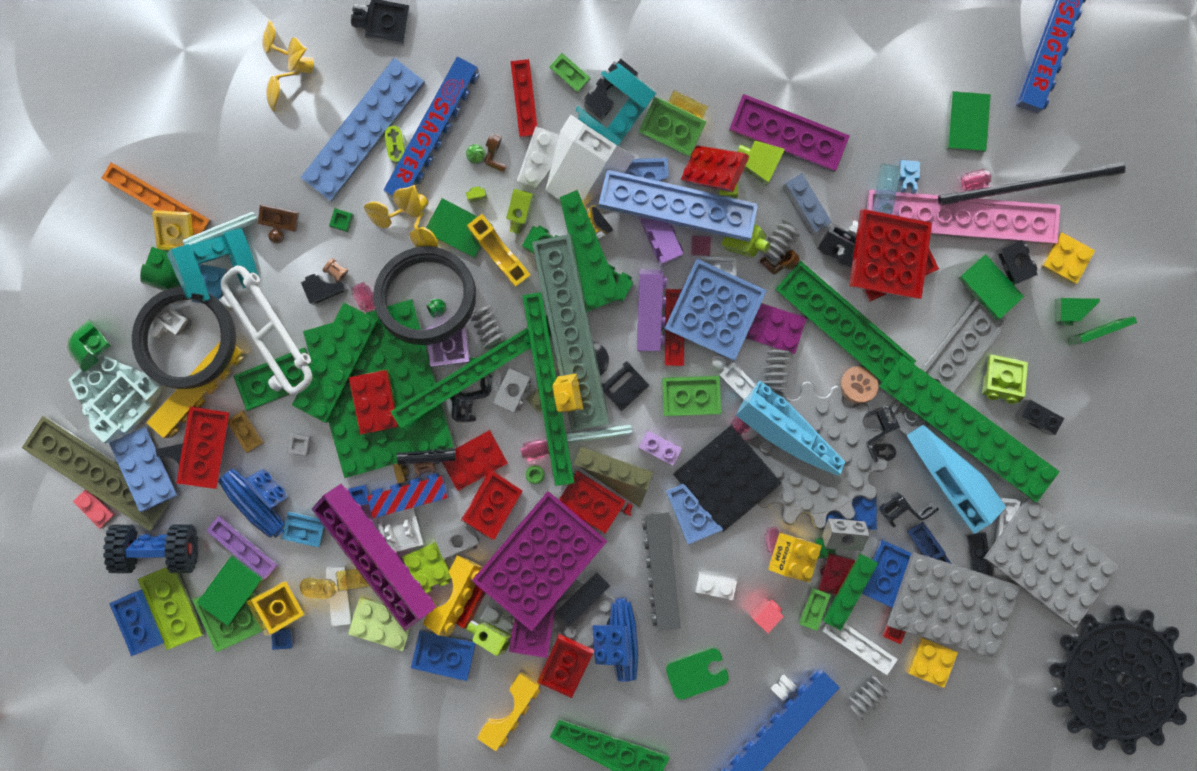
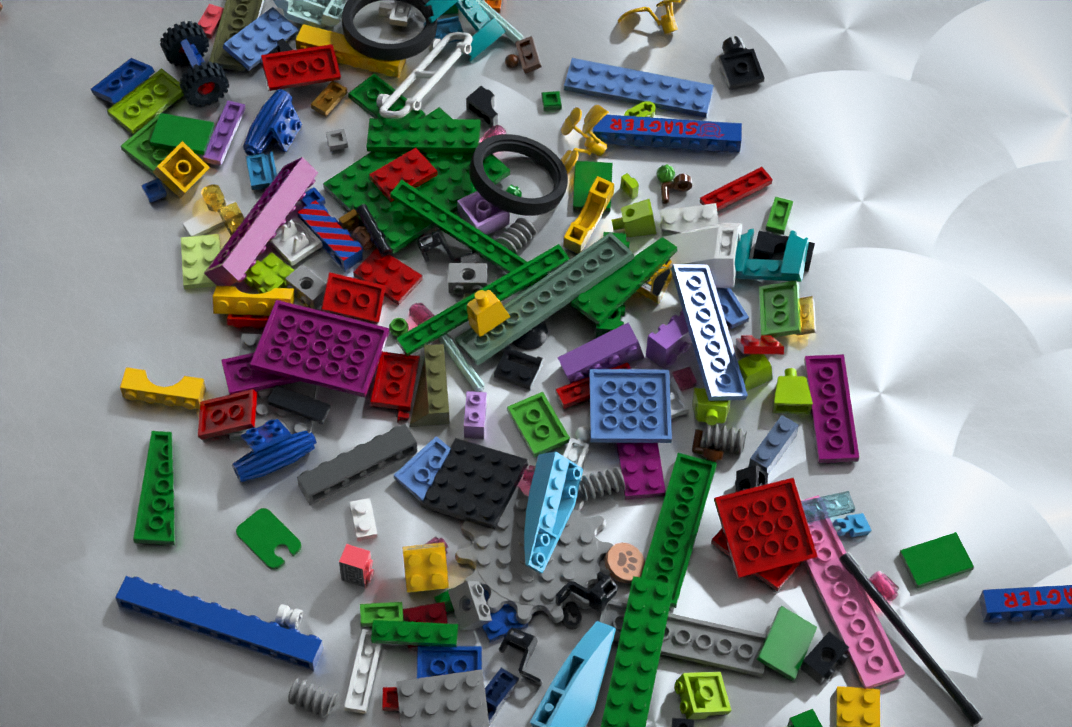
camera: 65 degrees right, 30 degrees down
(335, 270) = (504, 109): nougat bush -> none
(443, 655) = (193, 318): blue plate -> none
(497, 640) = (226, 337): lime torso -> none

